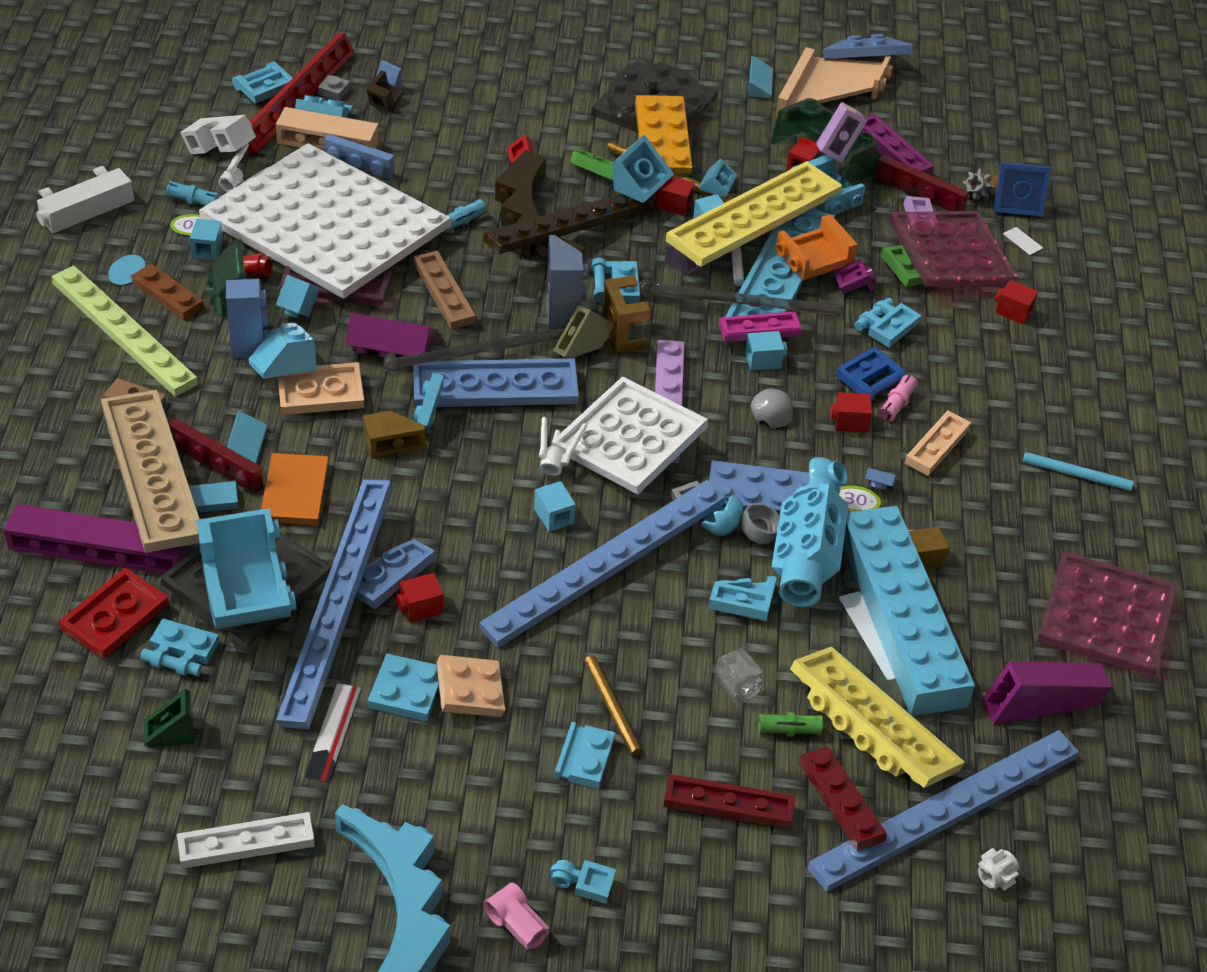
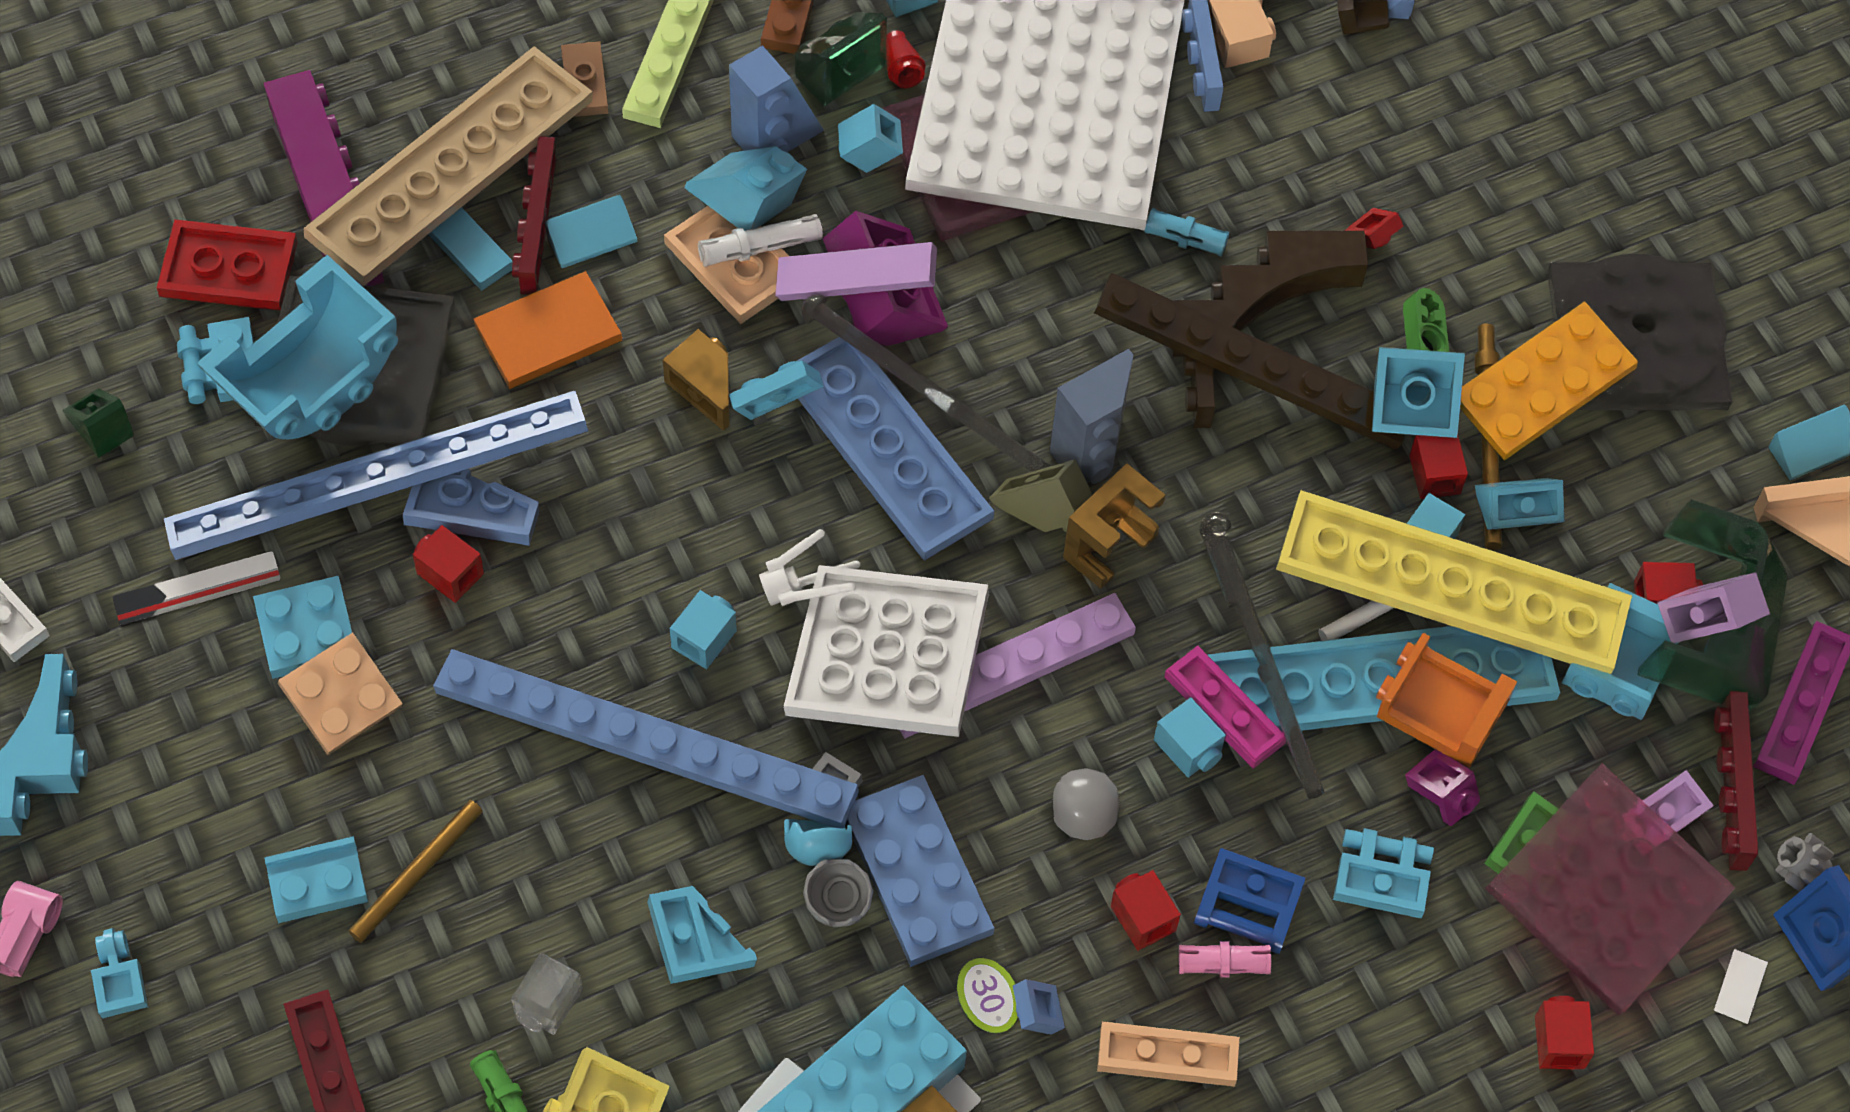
camera: 60 degrees right, 15 degrees up
(323, 371) = (750, 242): none -> white pin
(390, 330) = (856, 271): none -> lavender tile
(444, 290) = (1020, 291): medium nougat plate -> none
(616, 269) = (1211, 491): medium azure plate -> none
(811, 534) = (841, 960): medium azure brick -> none

